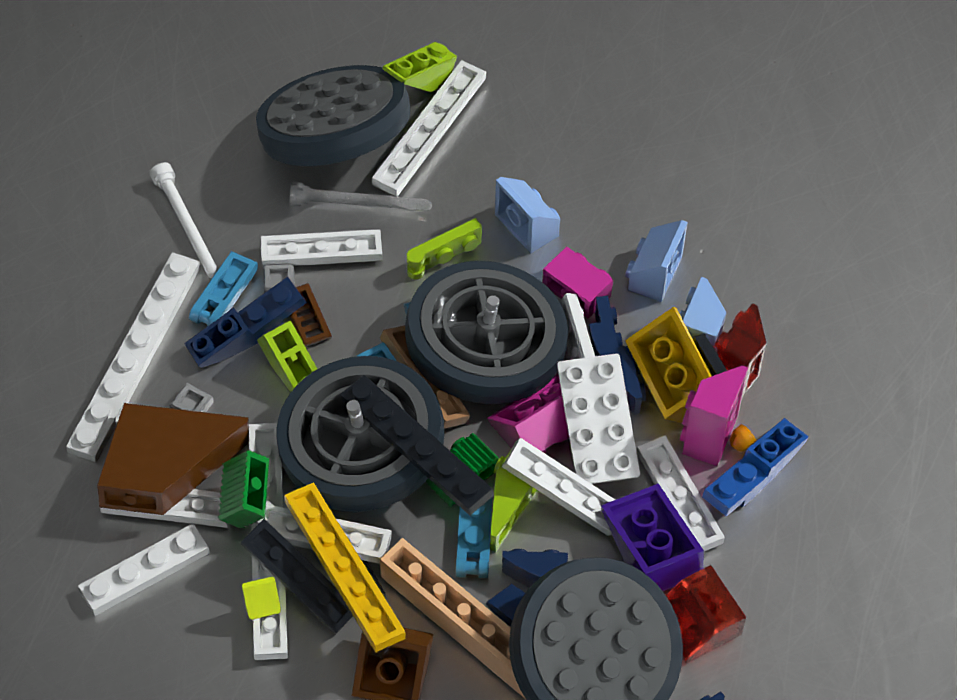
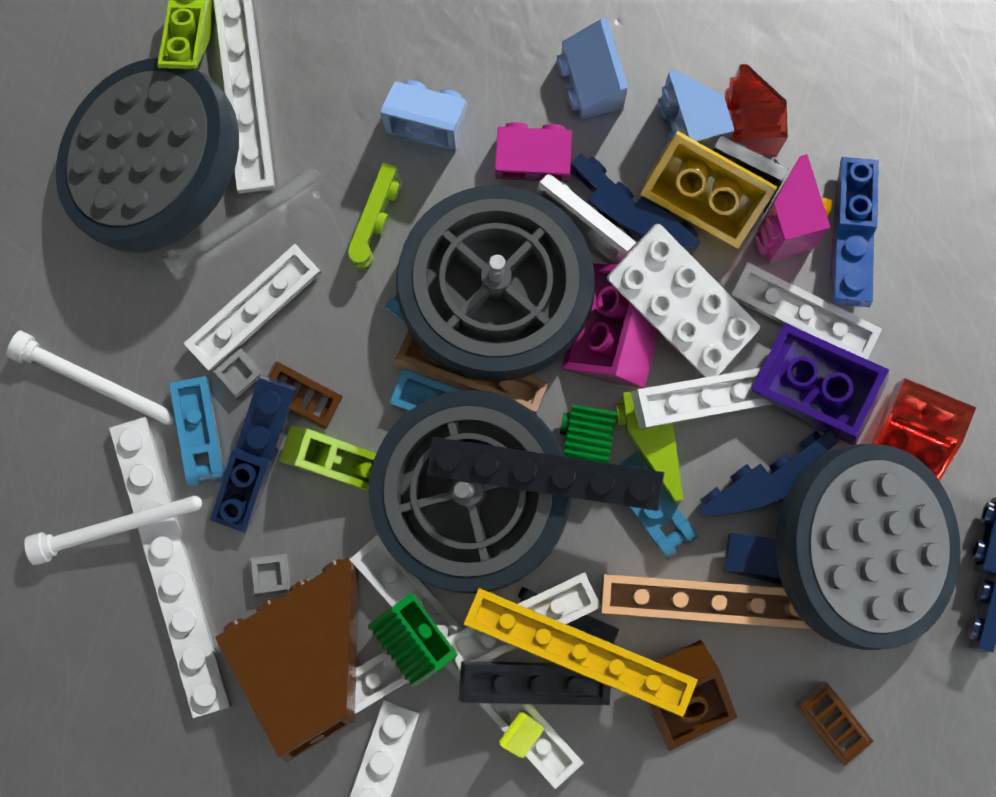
camera: 35 degrees left, 25 degrees up
(69, 288) = (42, 547): none -> white piece

